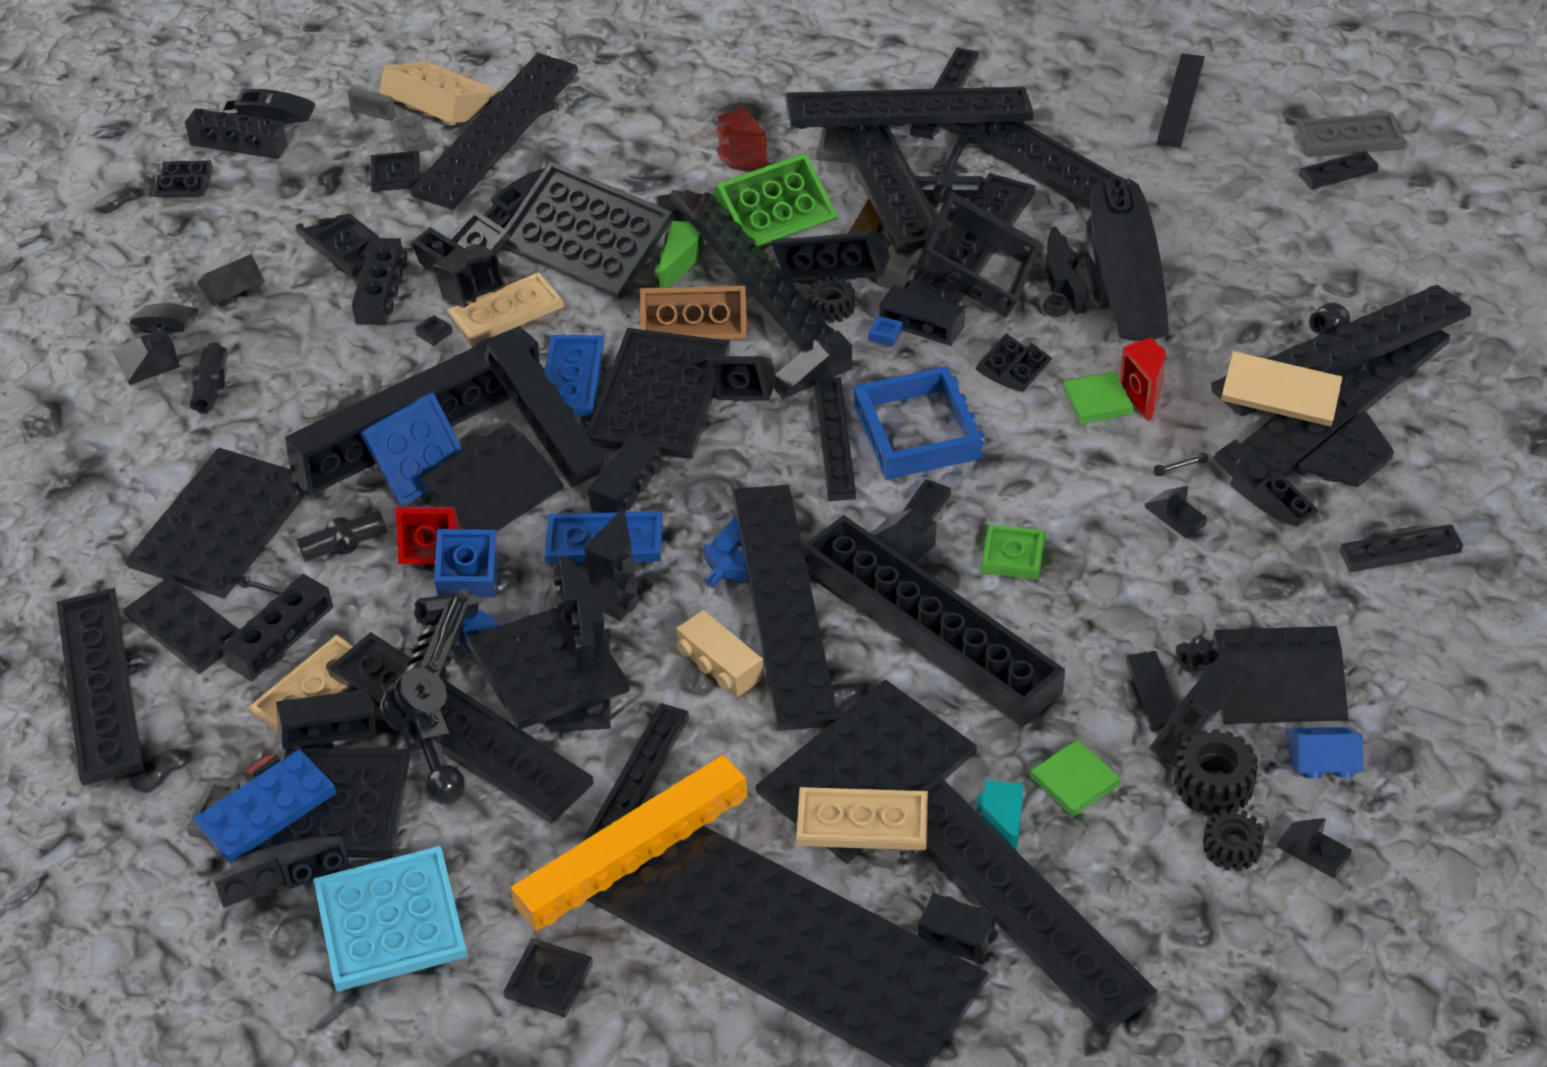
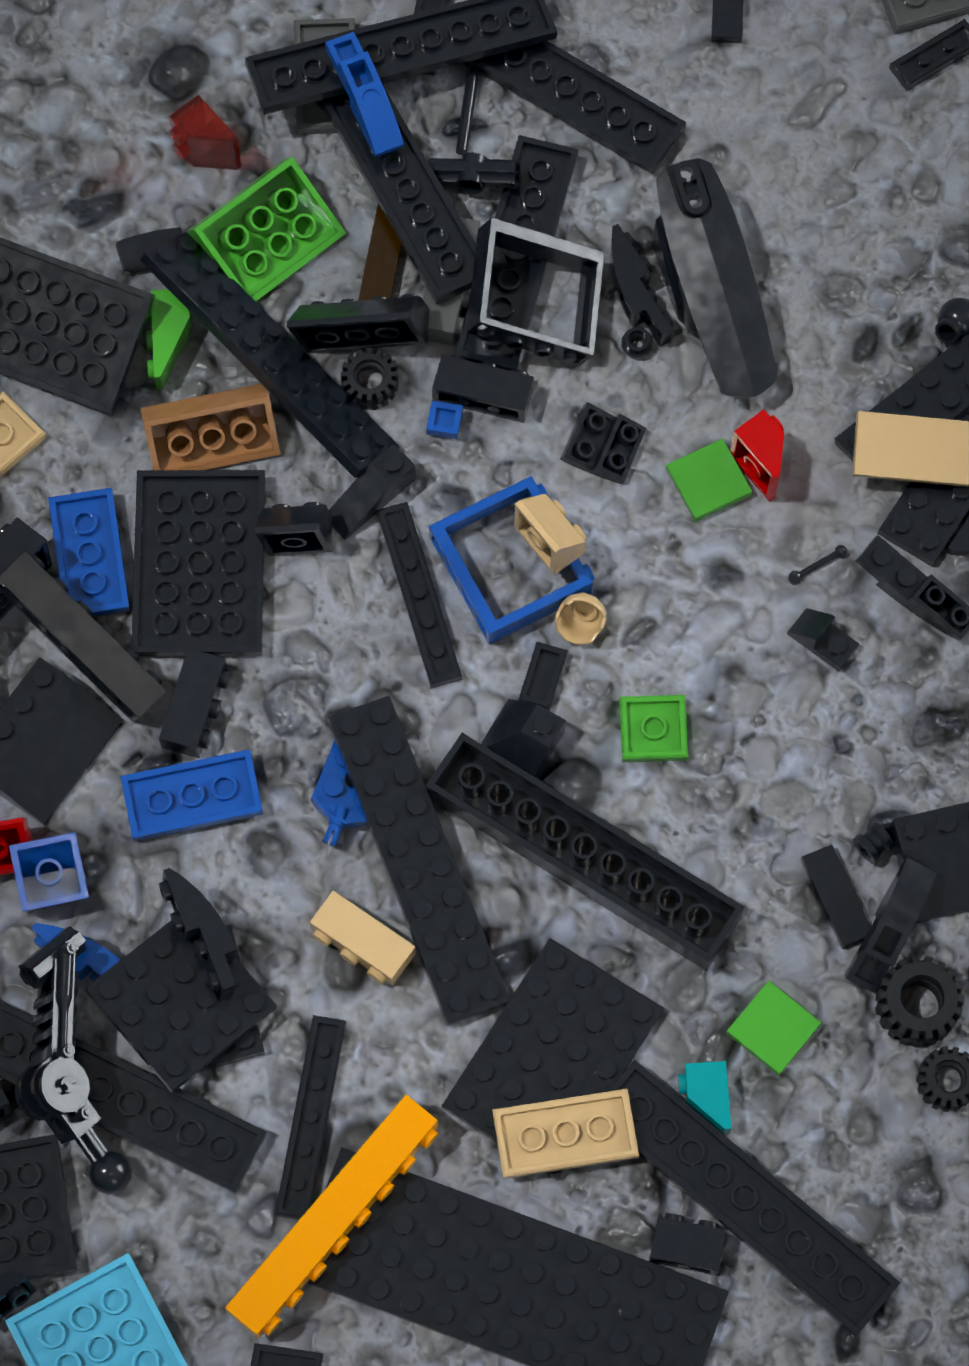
camera: 15 degrees left, 25 degrees up
(612, 568) = (222, 860): black slope -> none
(873, 121) = (366, 94): none -> blue slope
(950, 393) = (549, 532): none -> tan slope
(966, 464) = (580, 618): none -> tan hair

